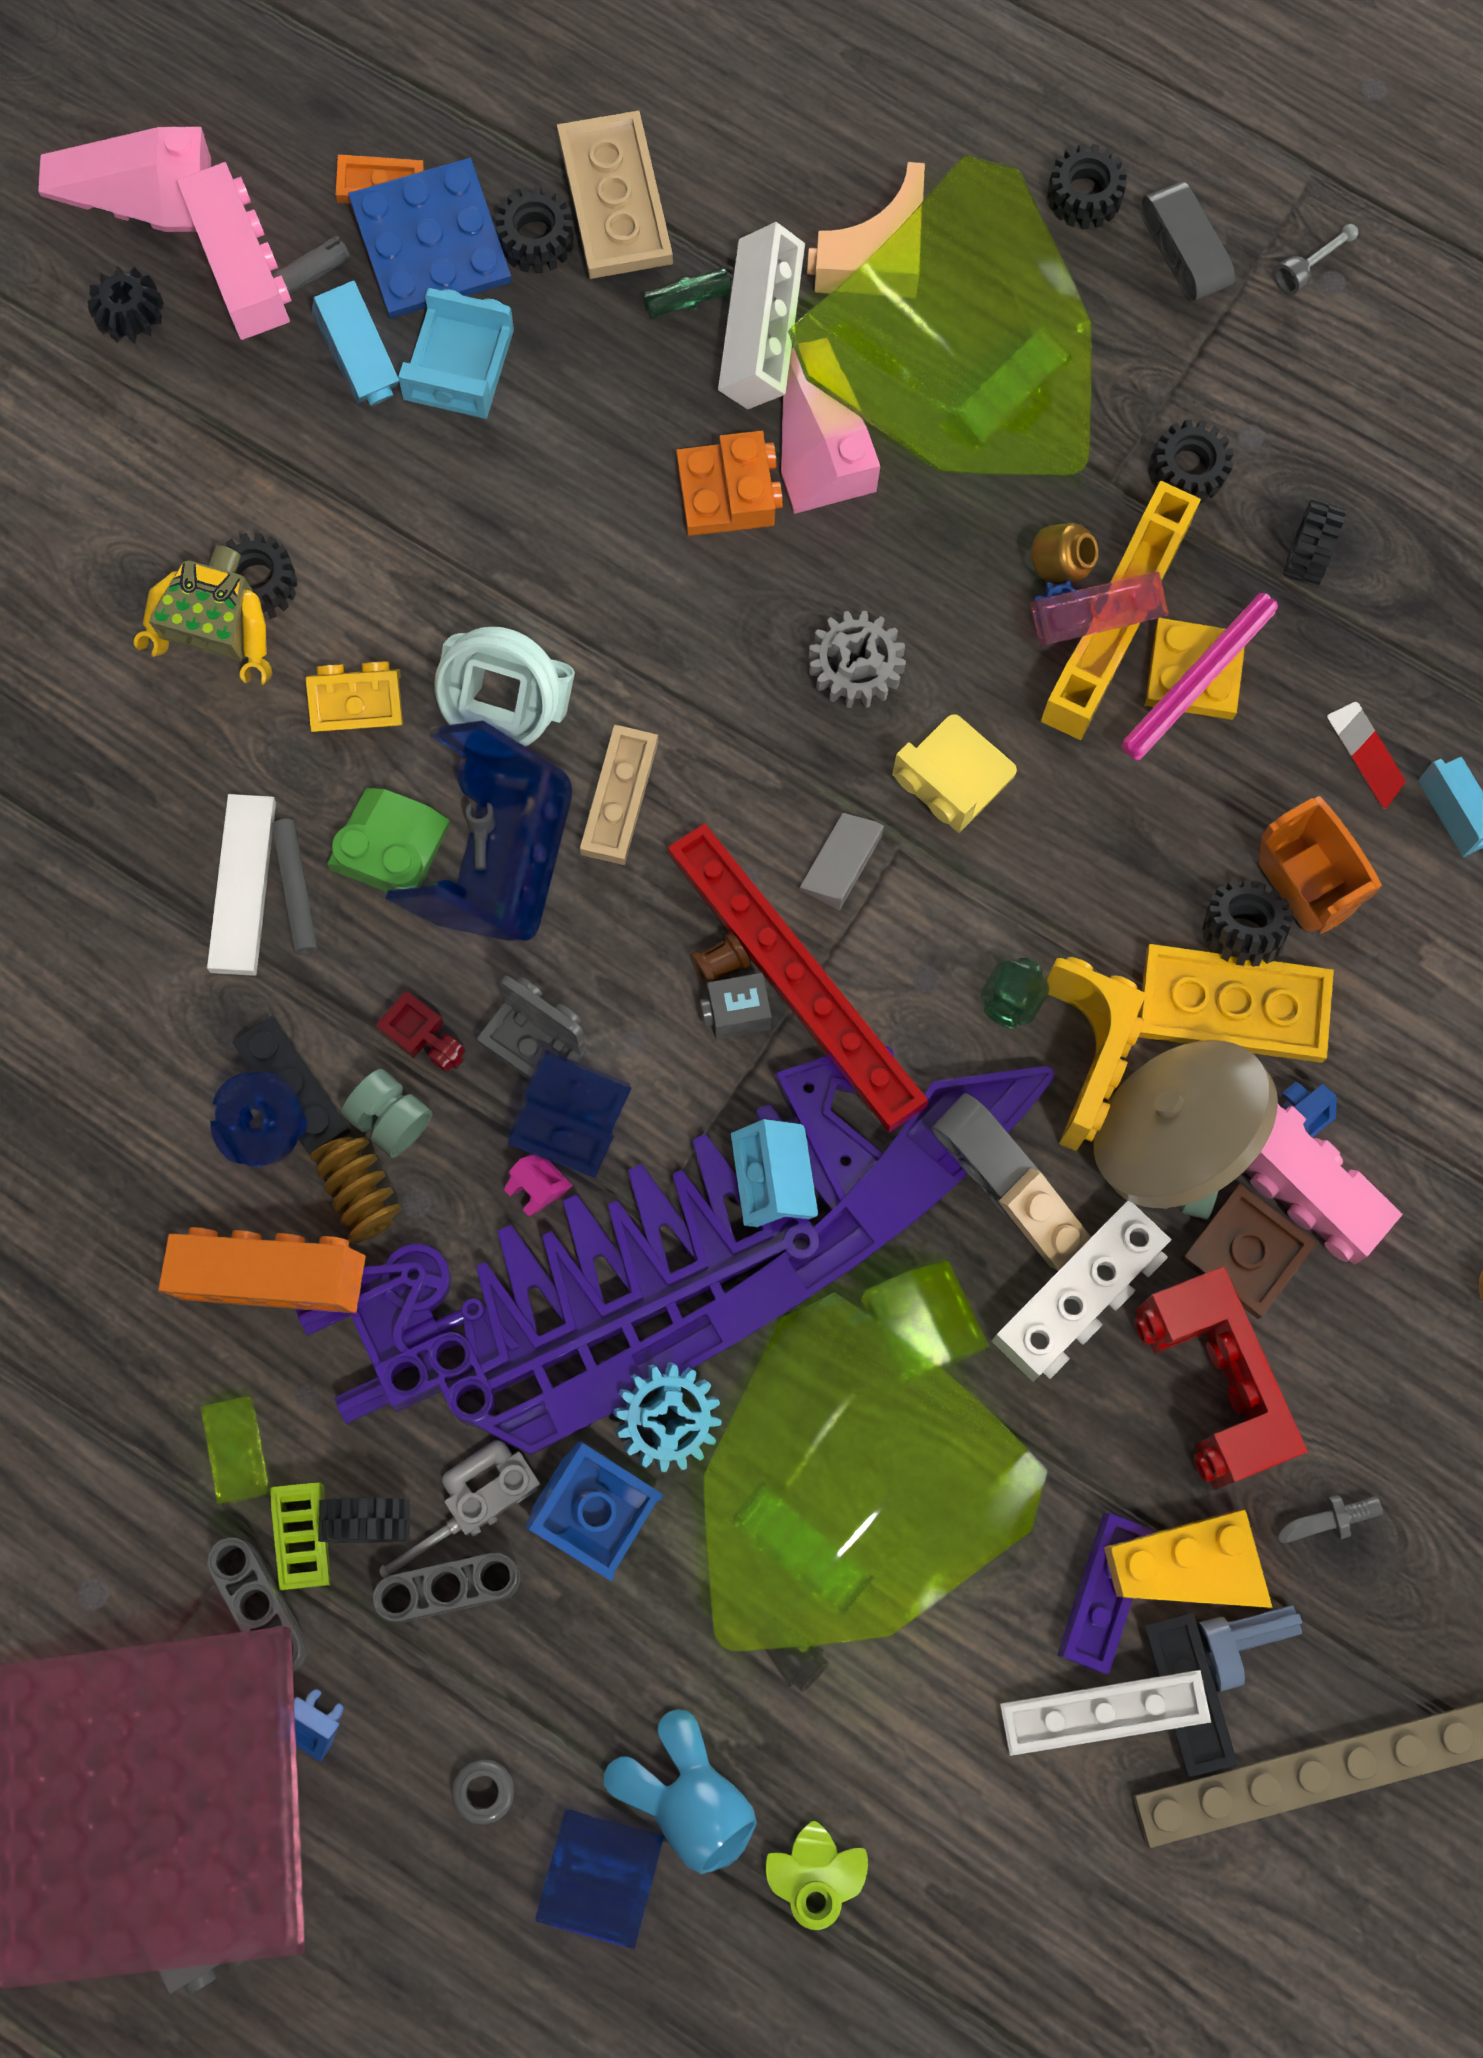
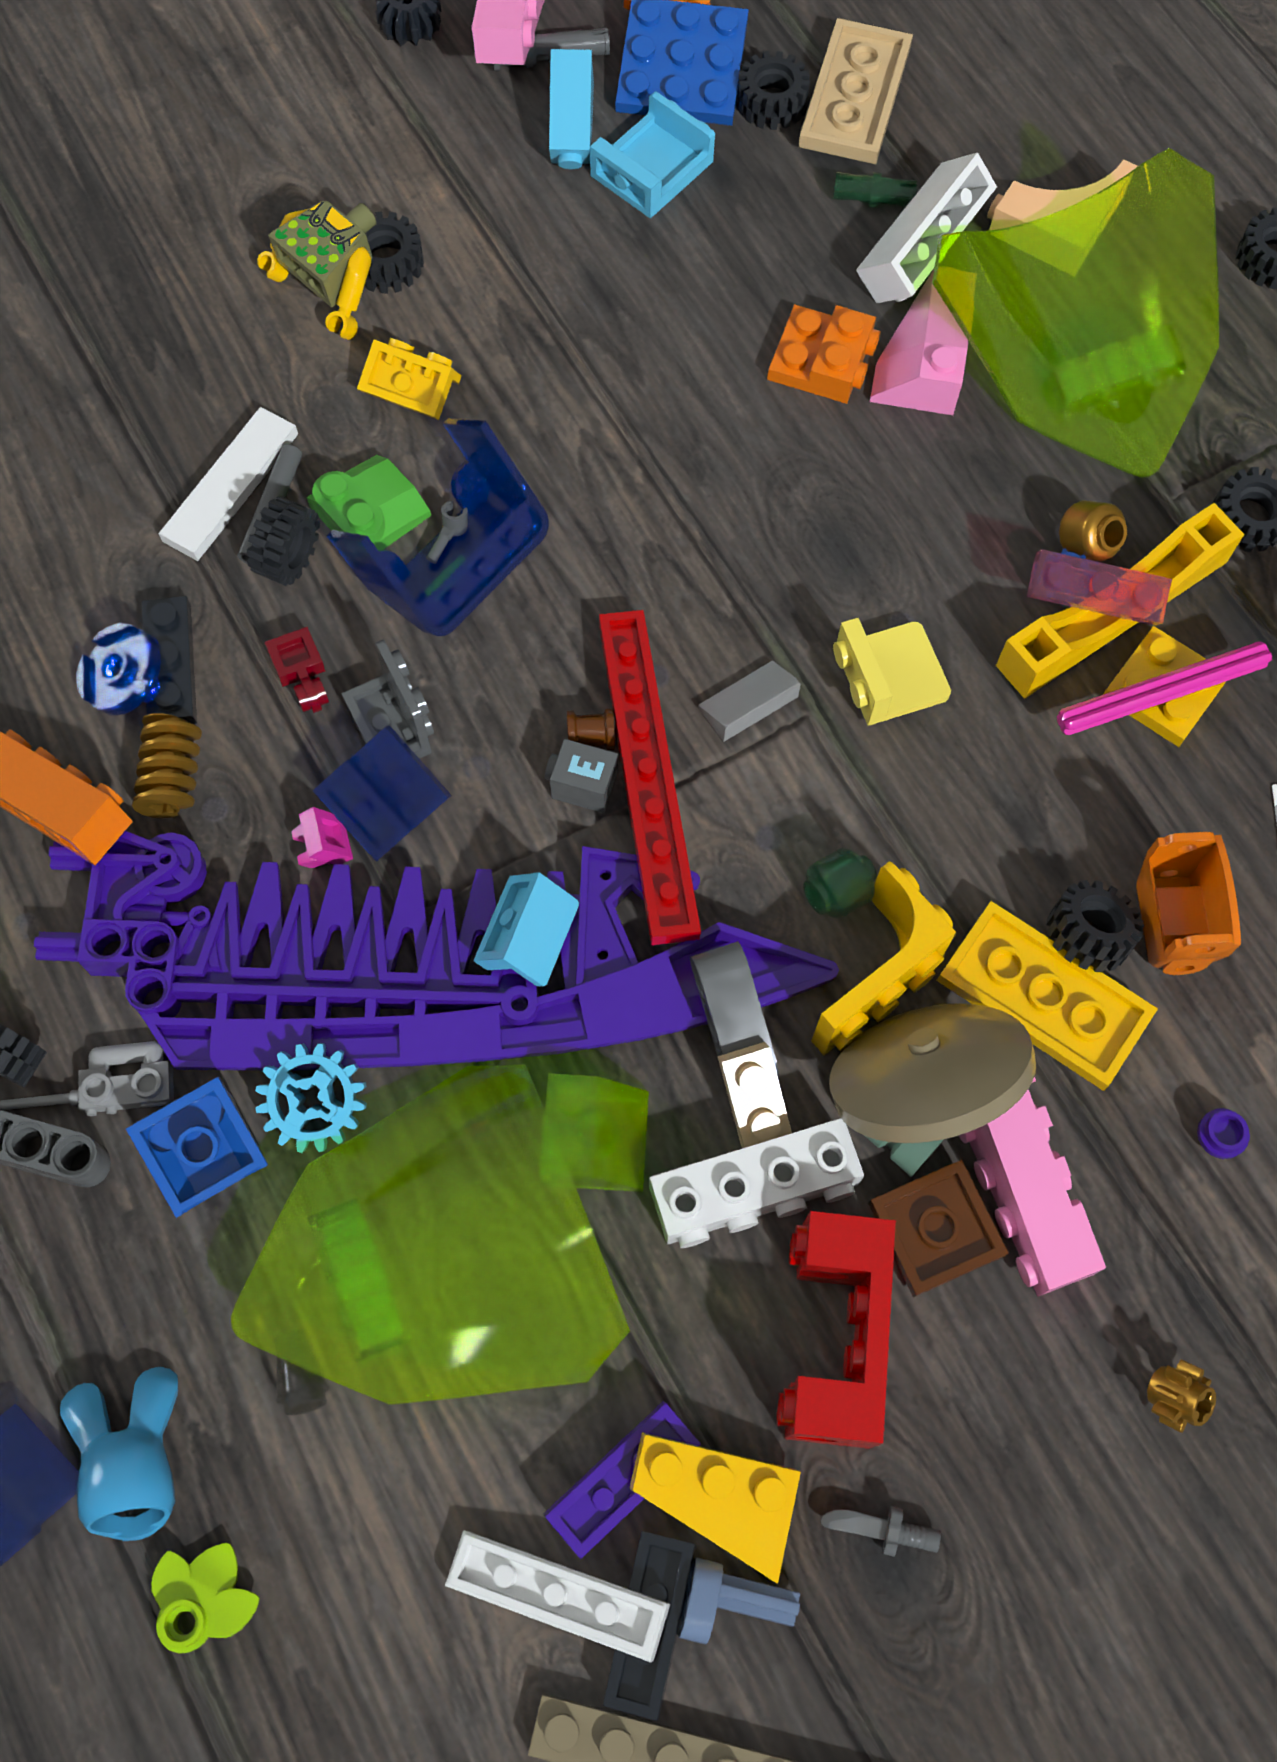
camera: 30 degrees right, 5 degrees down
(338, 920) = (283, 540): none -> black tyre
(381, 1108) = (228, 717): sand green wheel -> none
(542, 690) = (561, 435): light aqua piece -> none
(619, 795) = (583, 555): tan plate -> none
(846, 643) = (856, 537): light grey gear -> none
(1317, 1107) = (1072, 1128): blue tile -> none
(1435, 1049) = (1223, 1133): none -> dark purple plate

